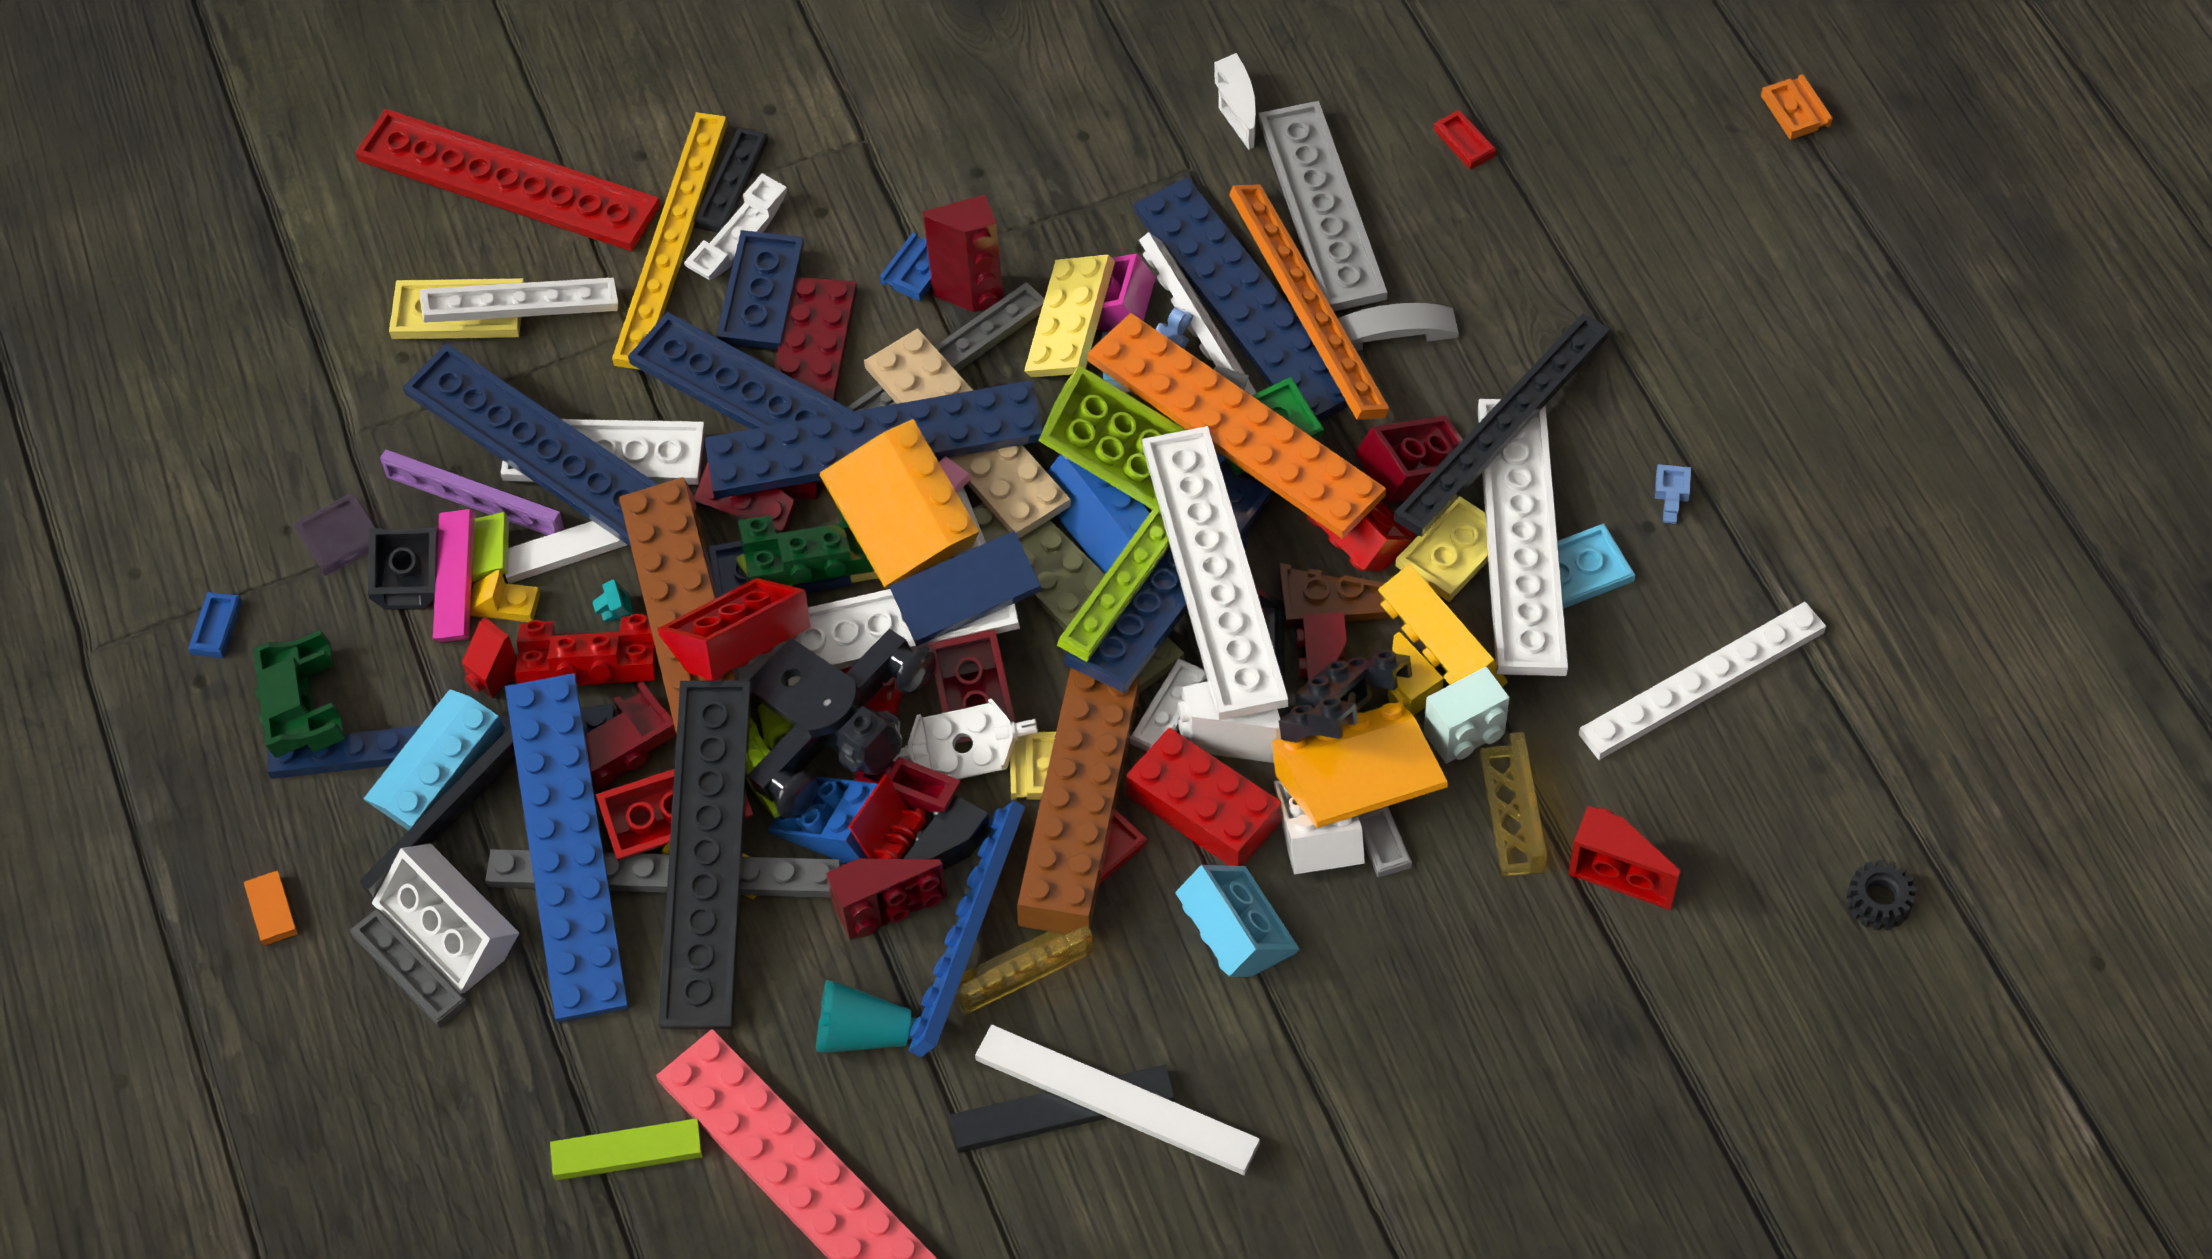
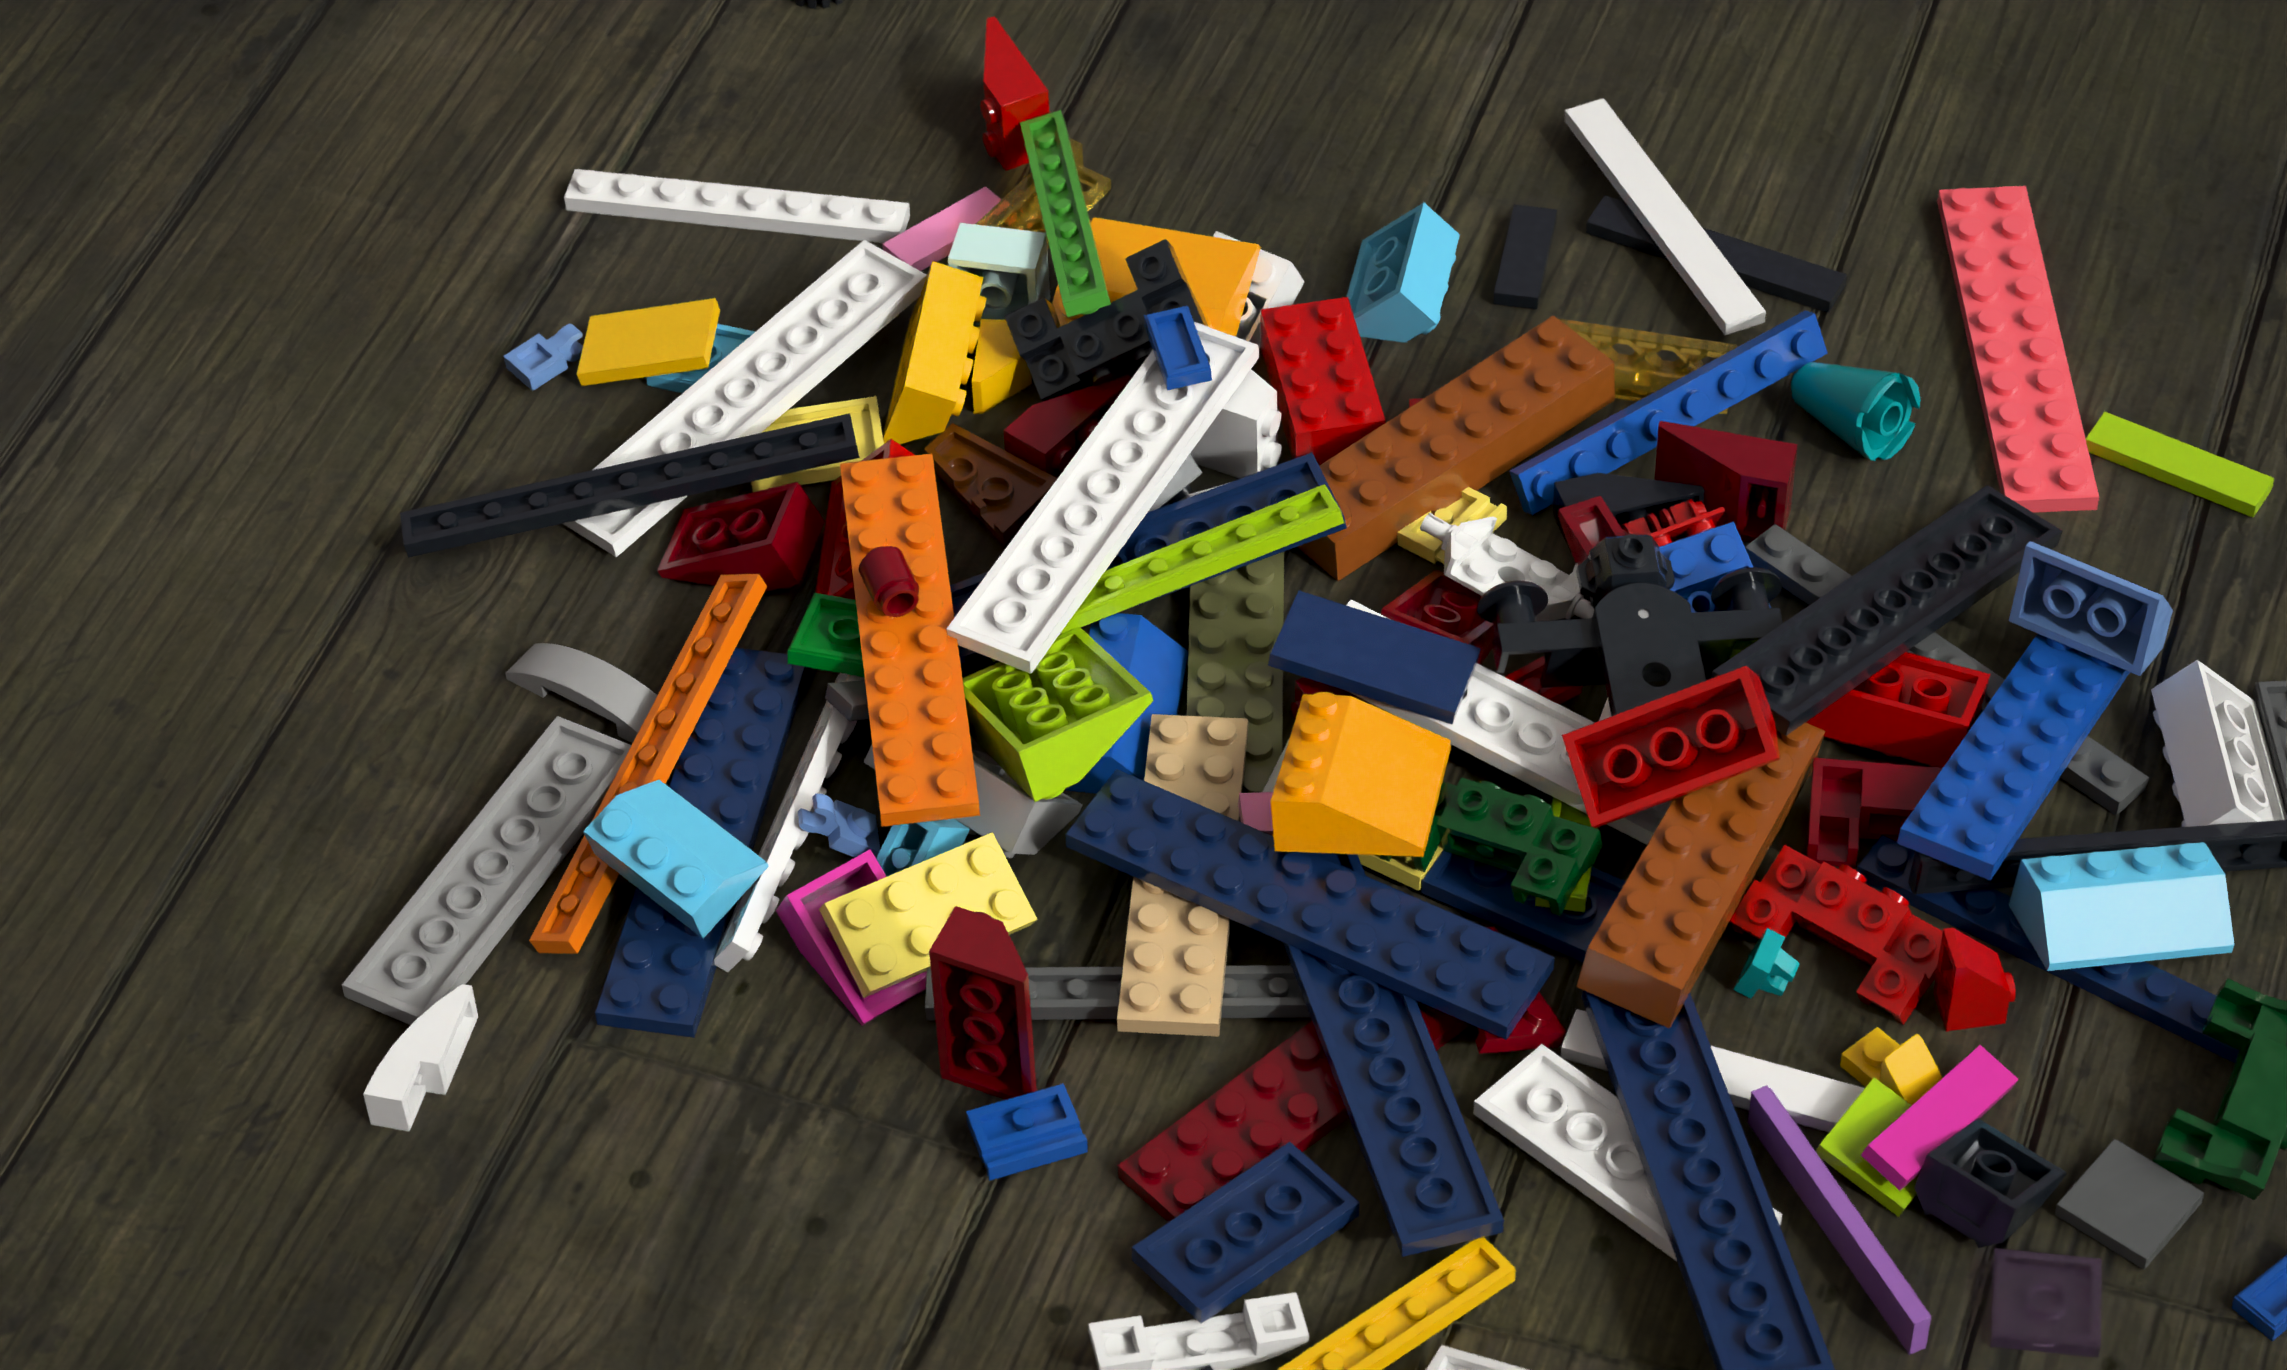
camera: 140 degrees left, 10 degrees down
(332, 608) = (2129, 1204): none -> dark grey tile
(575, 923) = (2089, 609): none -> medium blue slope
(1182, 1012) = (1525, 256): none -> black tile
(1218, 235) = (674, 854): none -> medium azure slope
(1258, 414) = (889, 581): none -> dark red brick
(1260, 670) = (1177, 348): none -> blue tile
(1457, 753) = (1065, 215): none -> bright green plate
(1464, 139) = (243, 843): red tile -> none
(1556, 757) = (934, 237): none -> bright pink tile
(1623, 536) = (648, 342): none -> yellow tile

